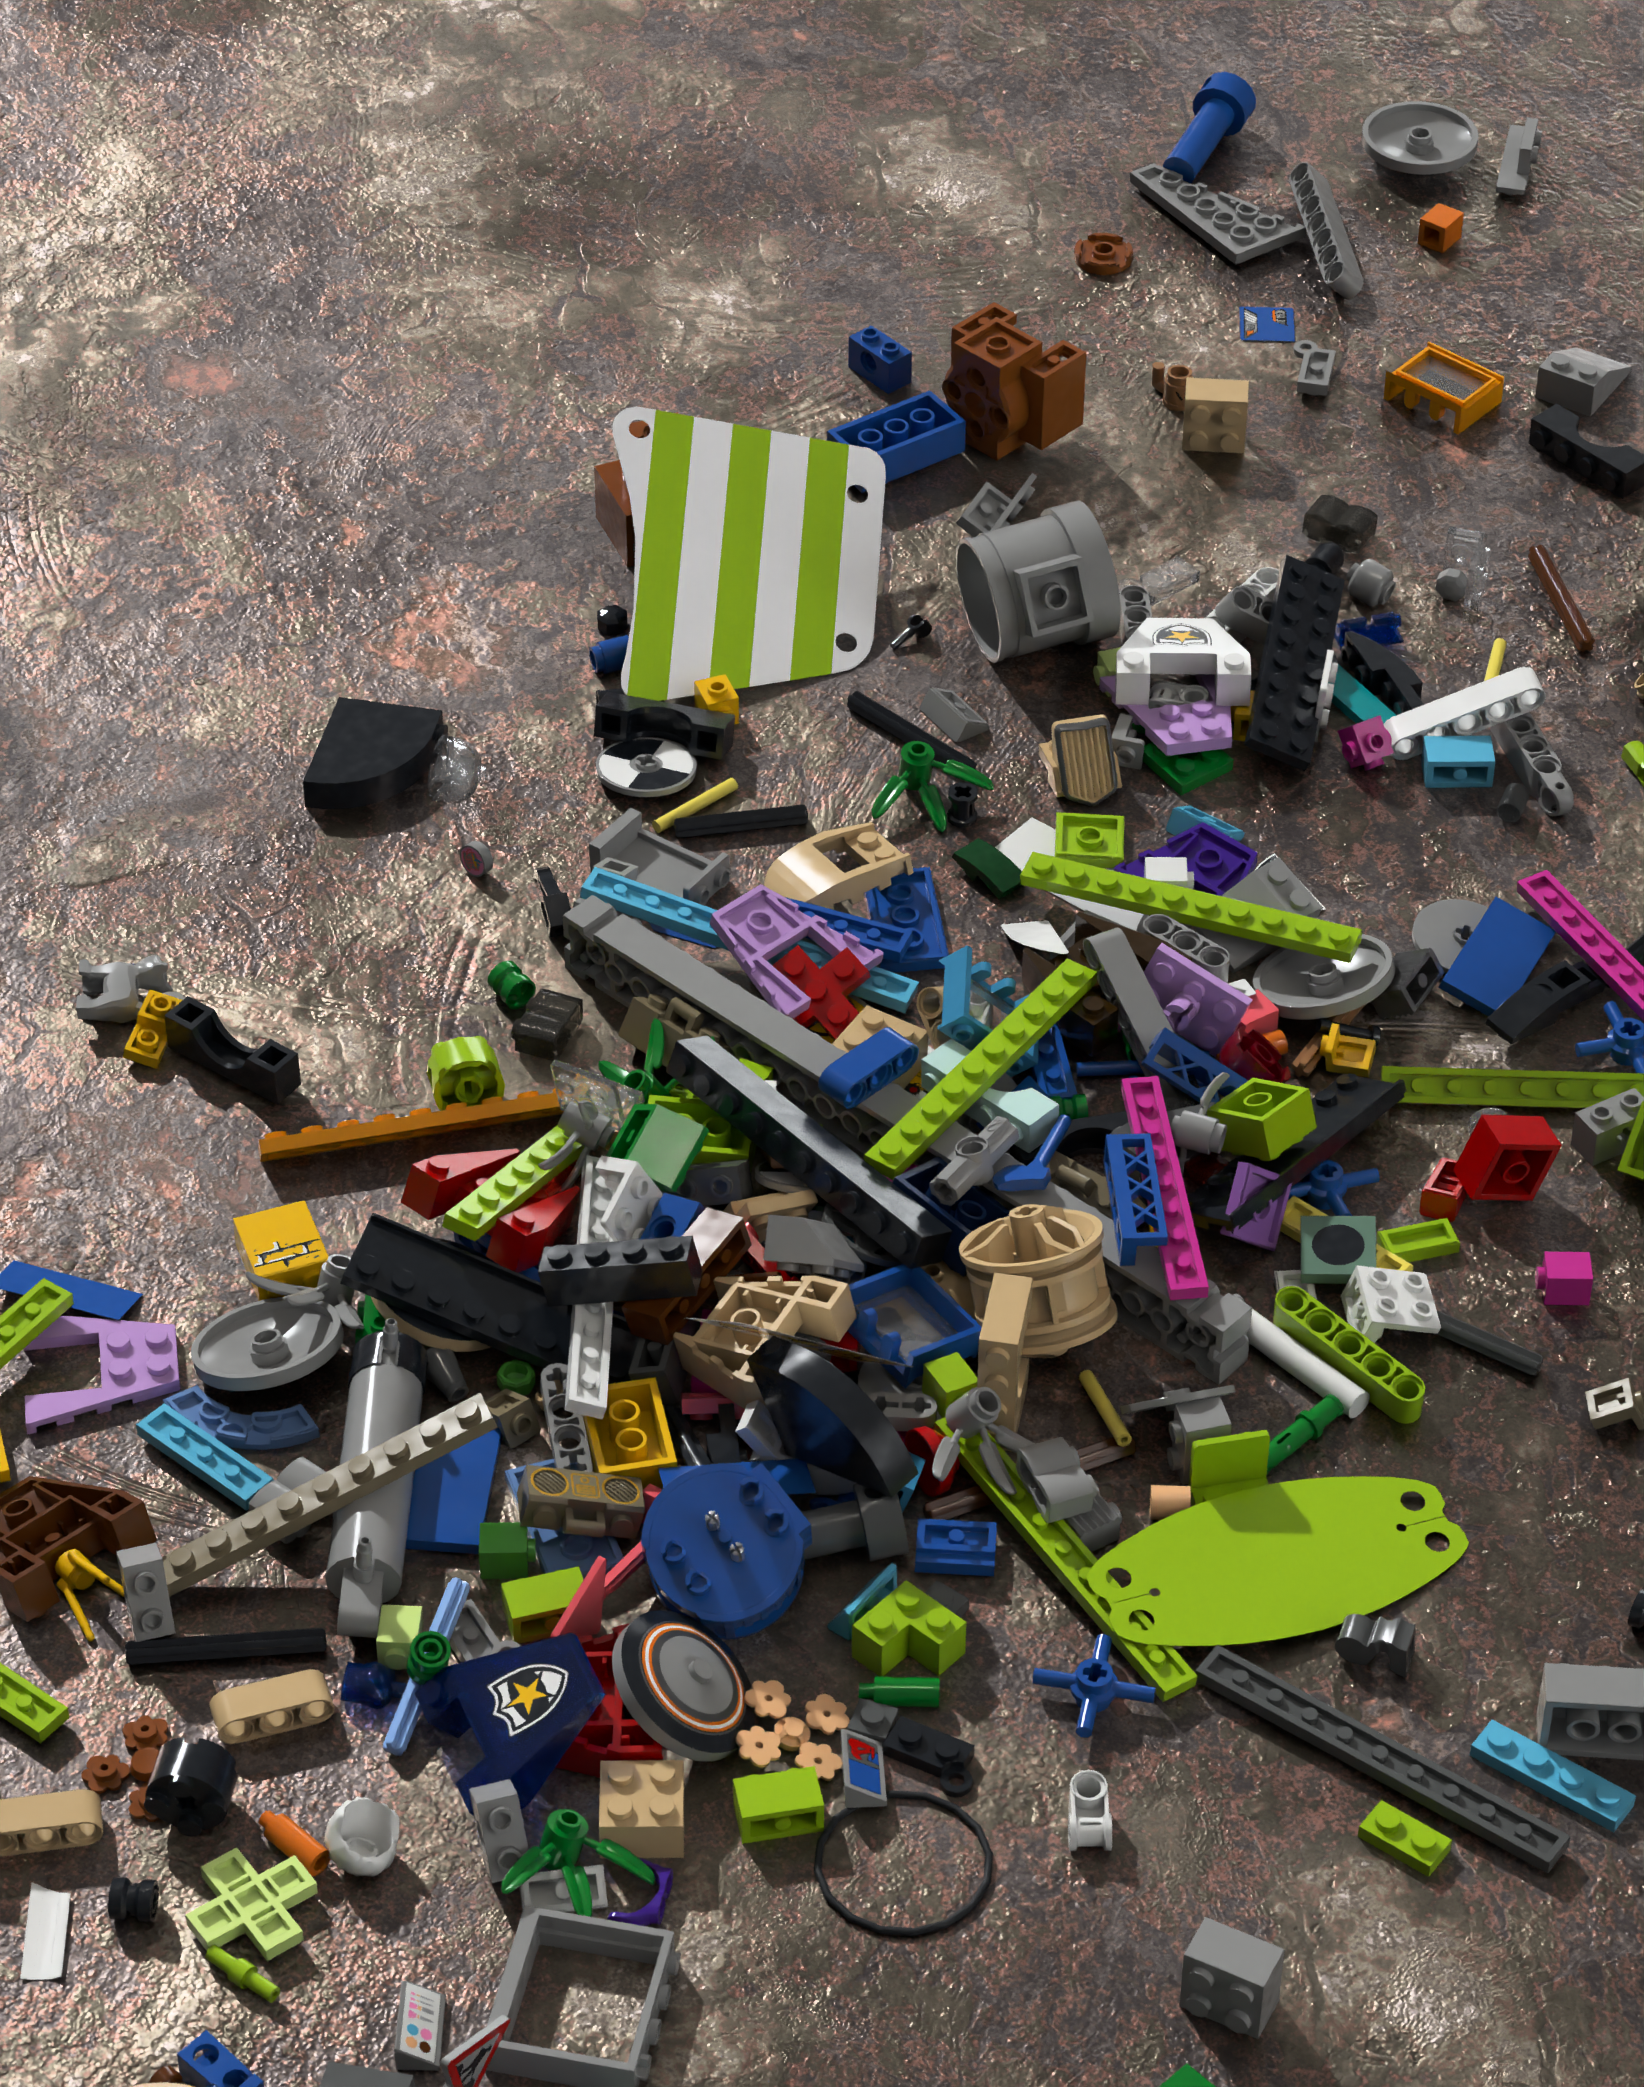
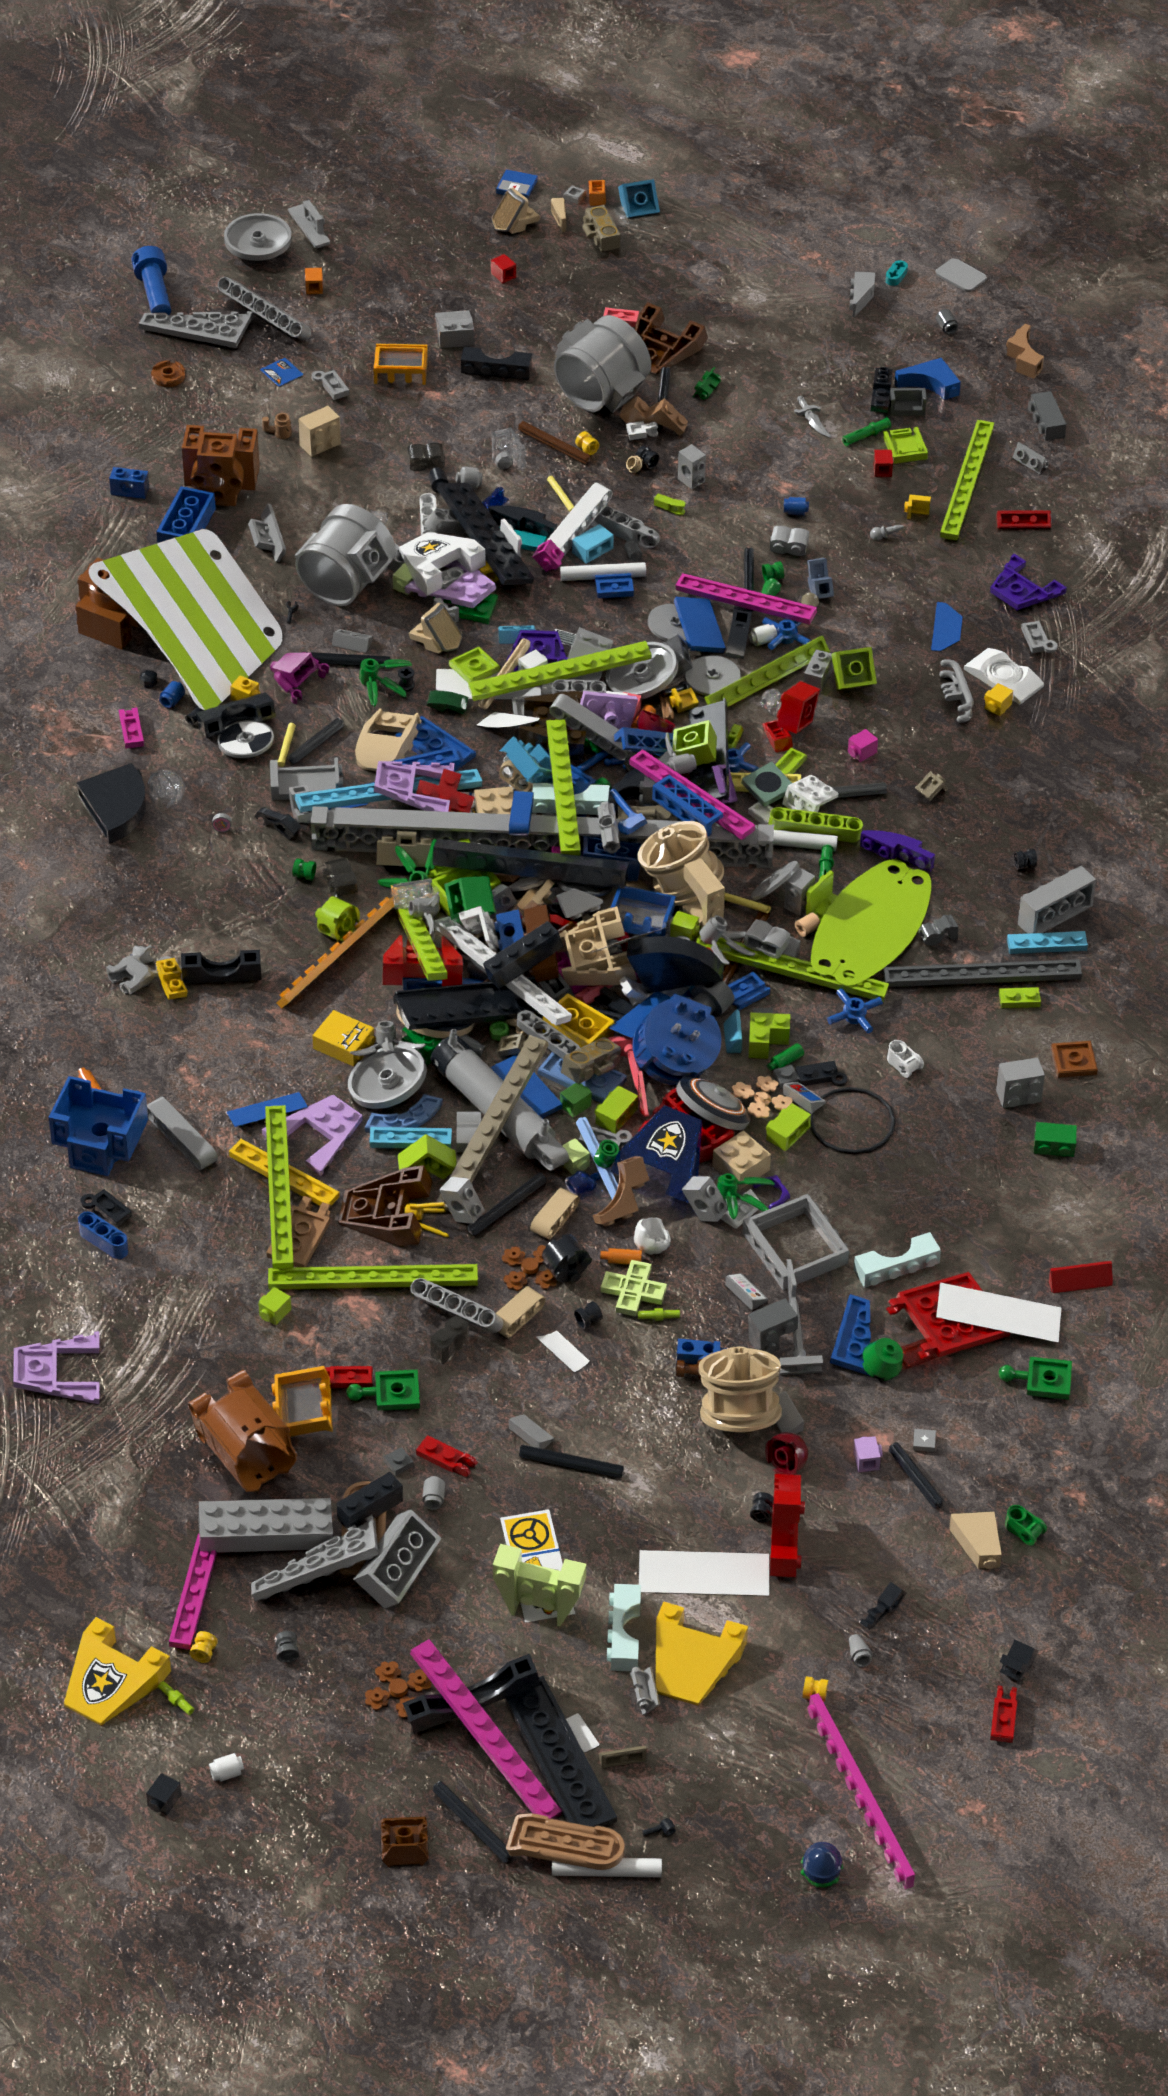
camera: 40 degrees left, 5 degrees up
(182, 1498) = (432, 1154): none -> lime brick
(424, 1716) = (631, 1174): none -> medium nougat arch
(509, 670) = (131, 728): none -> dark pink plate
(814, 707) = (294, 669): none -> magenta torso
(1127, 864) = (508, 667): none -> tan axle
(1366, 1153) = (734, 735): none -> lime bar
(1390, 2002) = (1074, 1059): none -> dark orange tile
(1426, 837) = (614, 585): none -> blue plate
(1432, 808) = (588, 572): none -> white piece
(1440, 1040) = (711, 674): none -> light grey piece
(1450, 1464) = (894, 845): none -> dark purple slope
(1582, 1024) = (762, 634): none -> white brick
(1607, 621) = (587, 443): none -> yellow wheel

